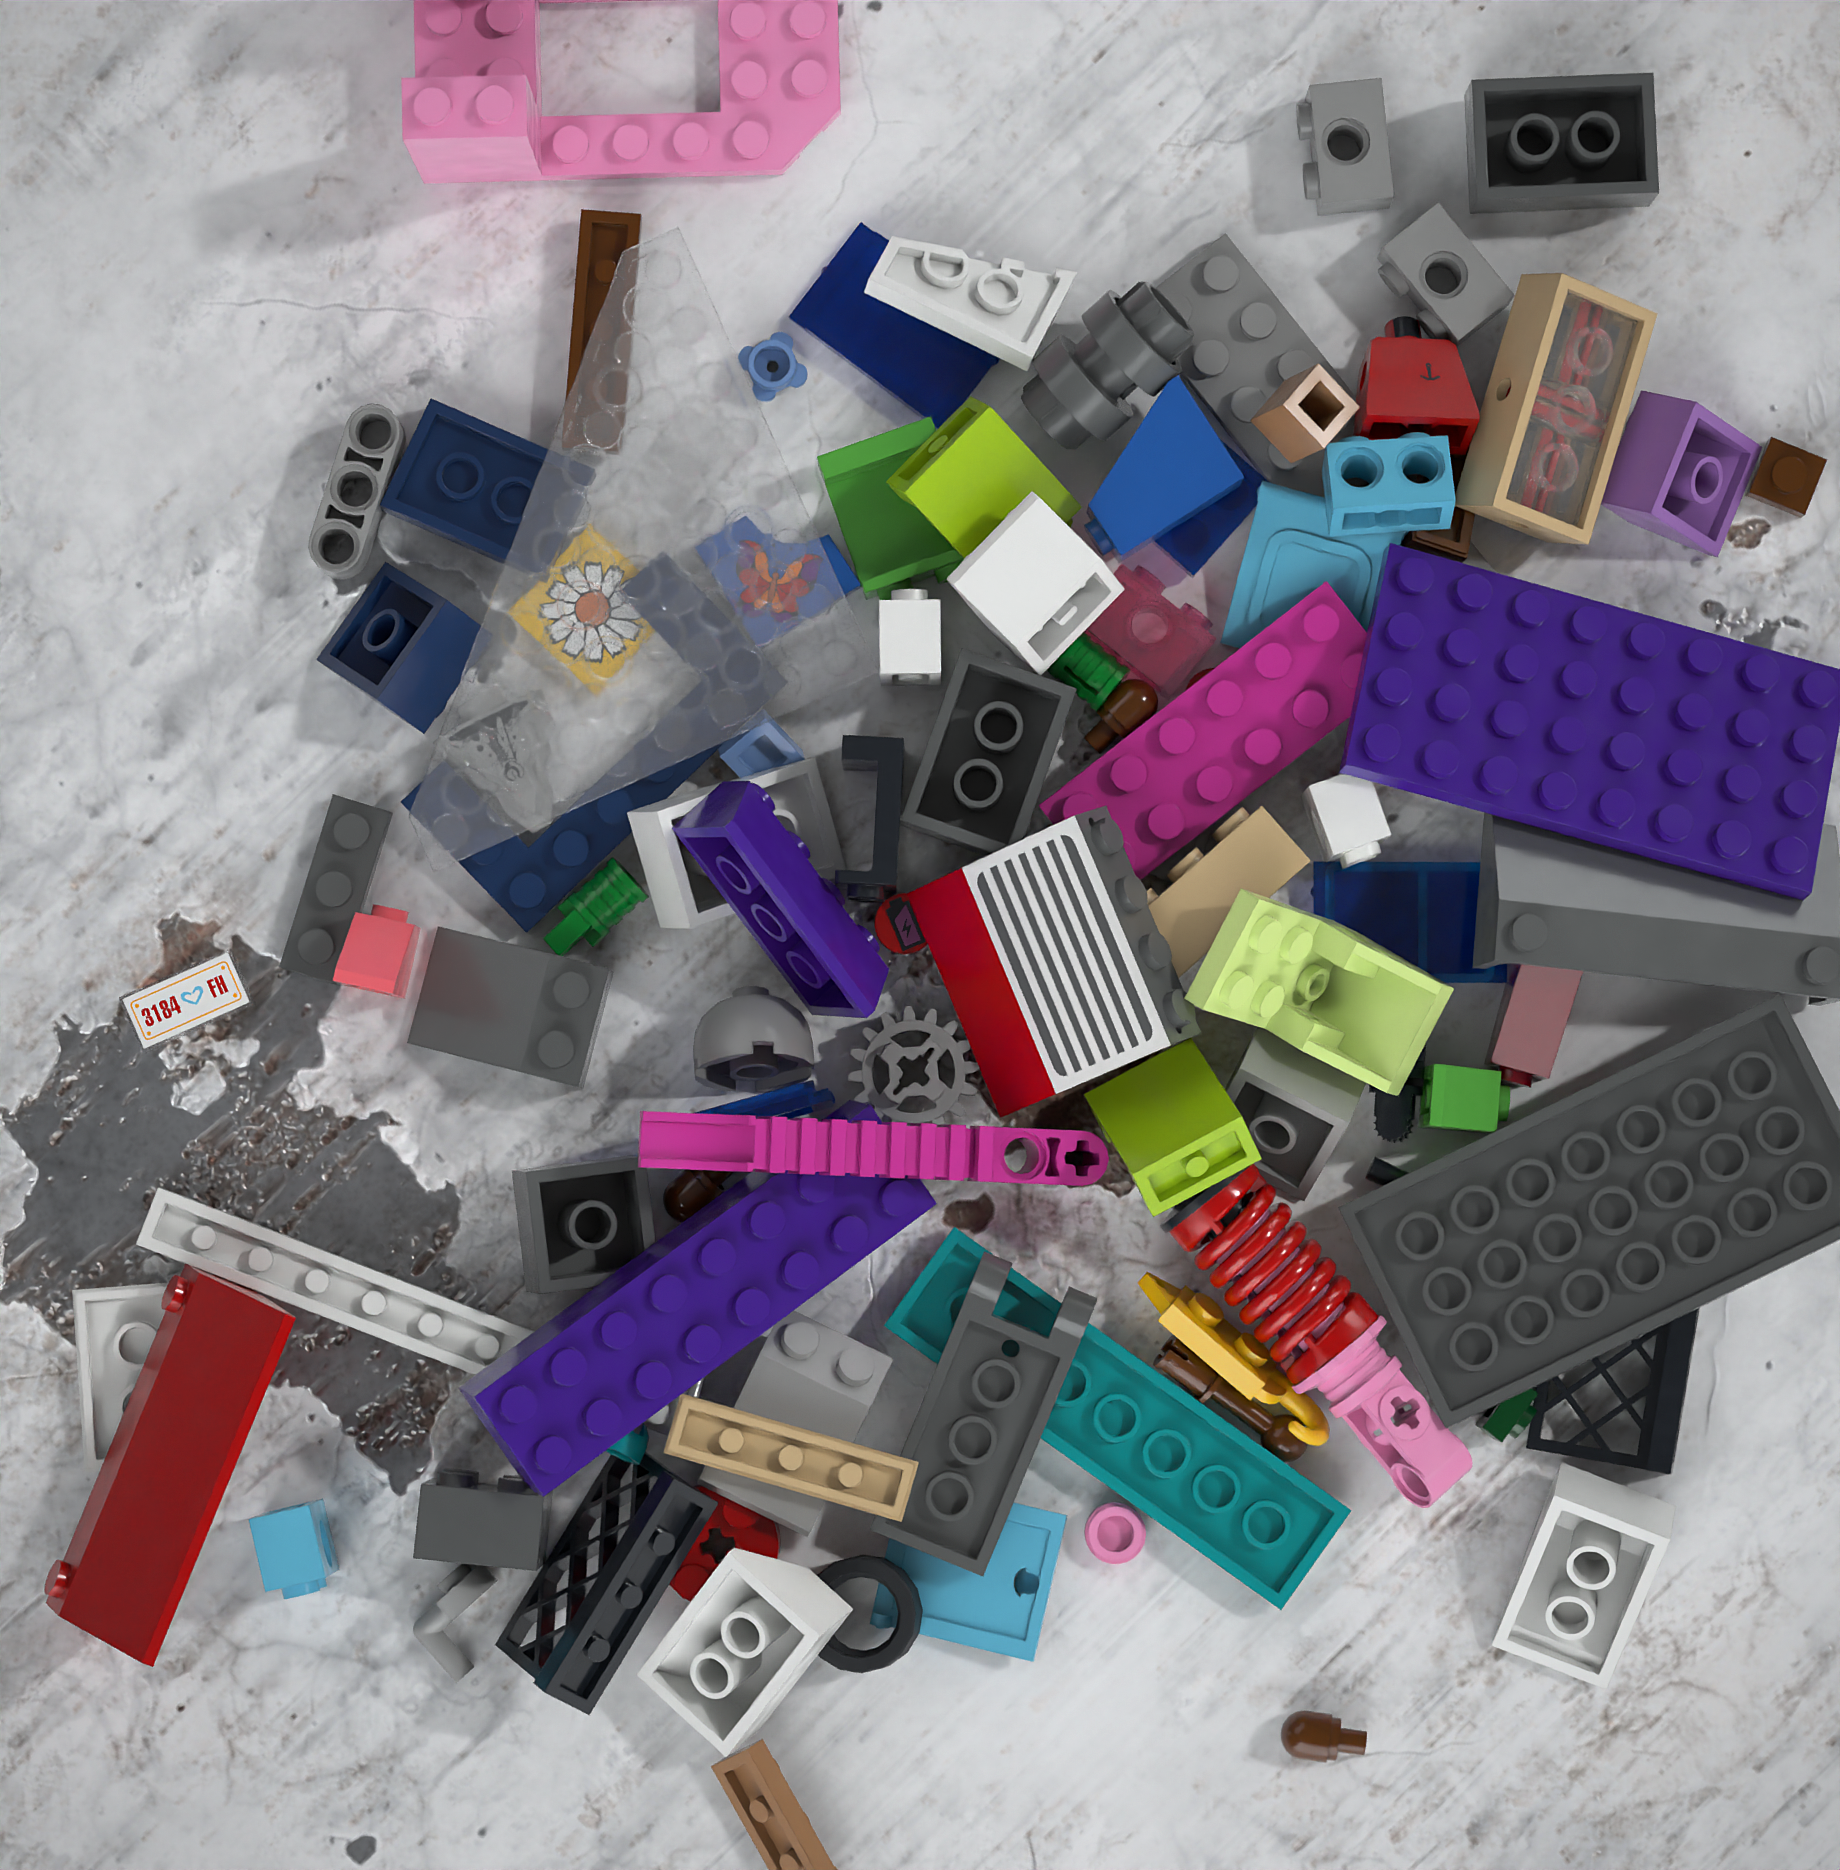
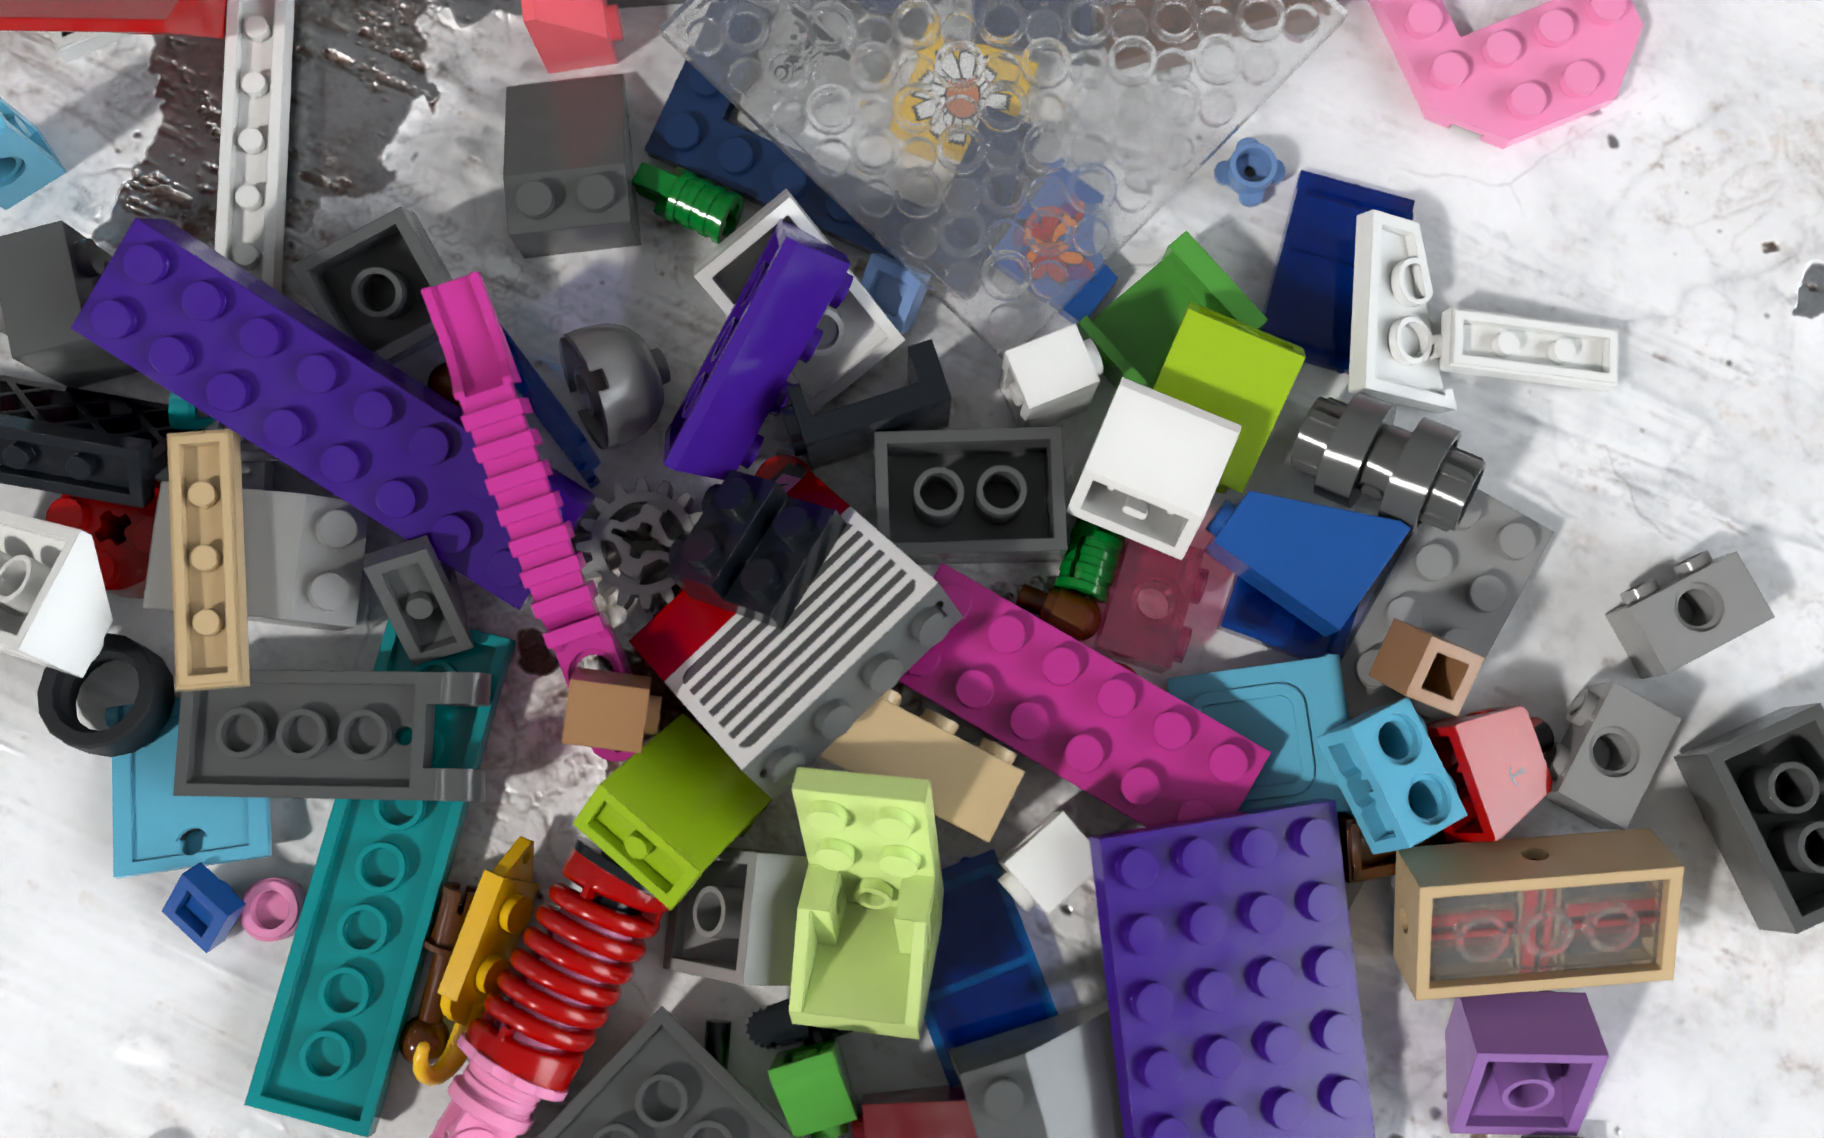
camera: 65 degrees right, 5 degrees down
(895, 1288) = (420, 599): none -> dark grey slope
(967, 968) = (754, 548): none -> black plate
(1047, 180) = (1529, 349): none -> white tile
(1064, 1149) = (609, 710): none -> medium nougat brick
(1091, 1590) = (203, 907): none -> blue plate

